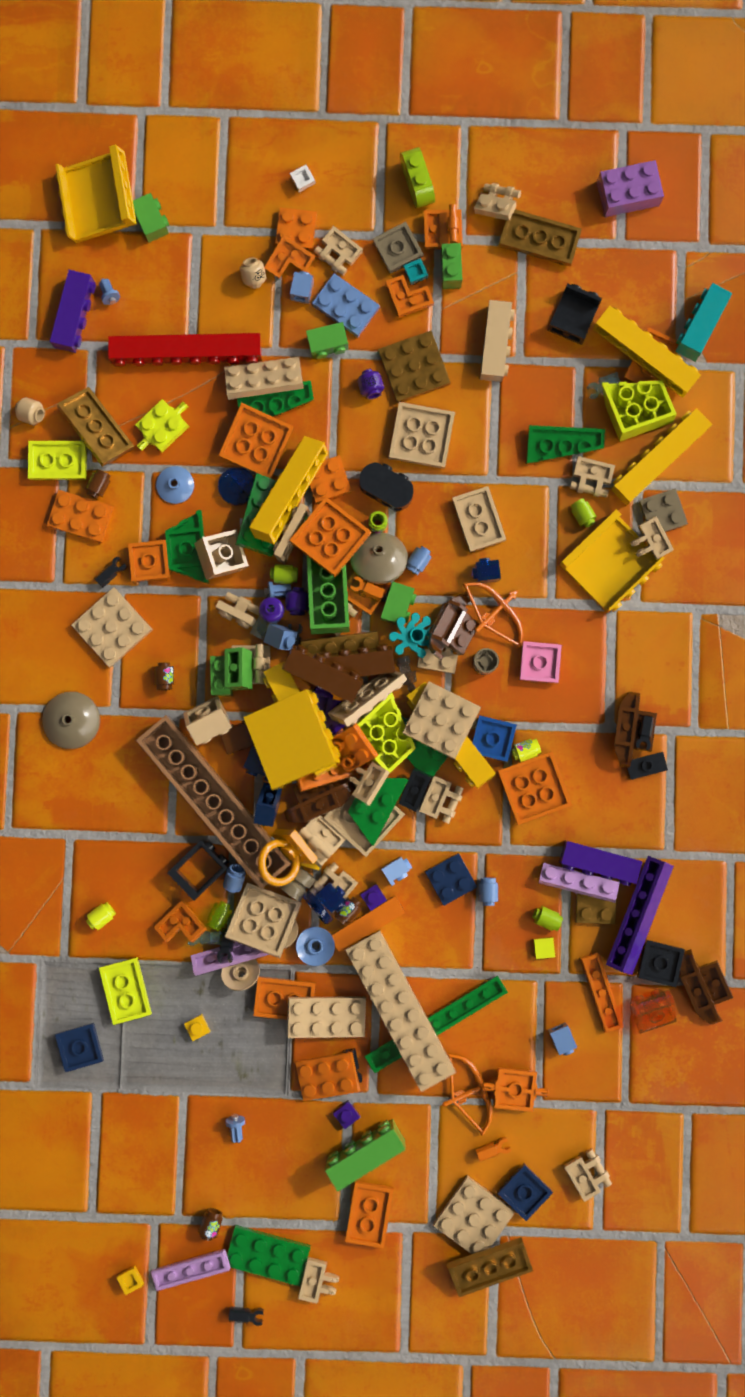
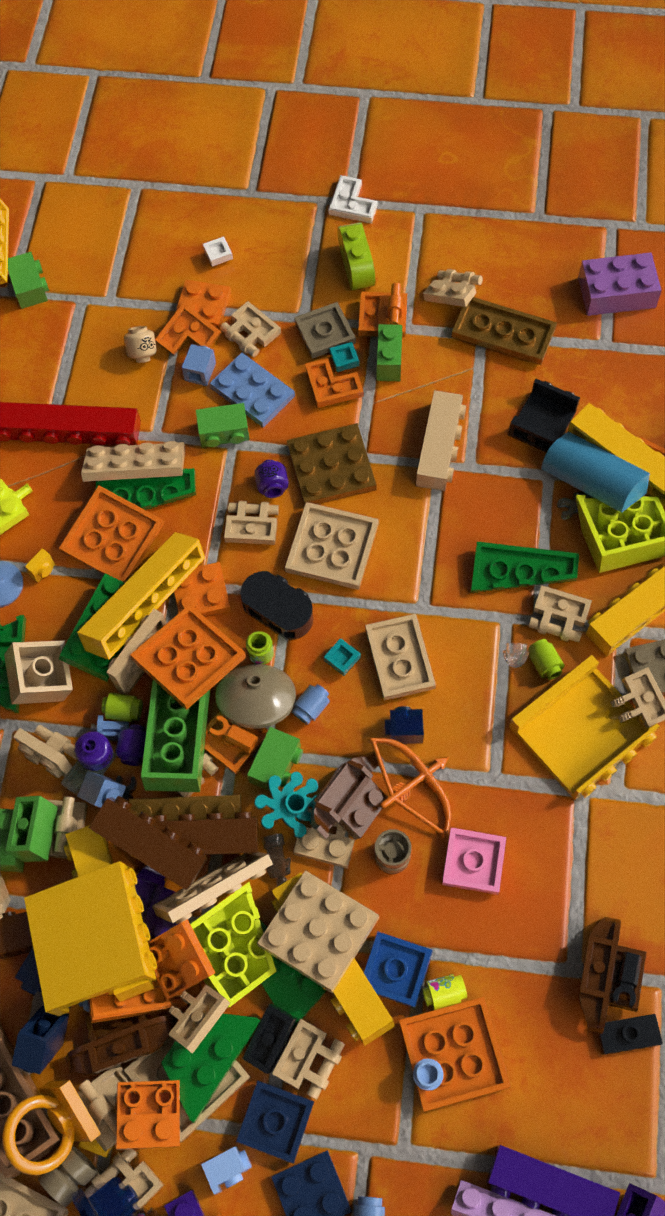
camera: 10 degrees right, 20 degrees down
(206, 470) = (40, 565): none -> yellow plate
(235, 486) = (74, 590): clear blue tile -> none
(345, 844) = (147, 1115): none -> orange plate
(359, 426) = (251, 529): none -> tan plate
(404, 122) = (348, 204): none -> white tile
(424, 839) = (275, 1122): none -> dark blue plate
(437, 523) = (342, 657): none -> teal plate
(519, 803) = (428, 1074): none -> light blue plate
(561, 511) = (515, 654): none -> clear plate
(615, 362) = (596, 471): none -> dark azure brick

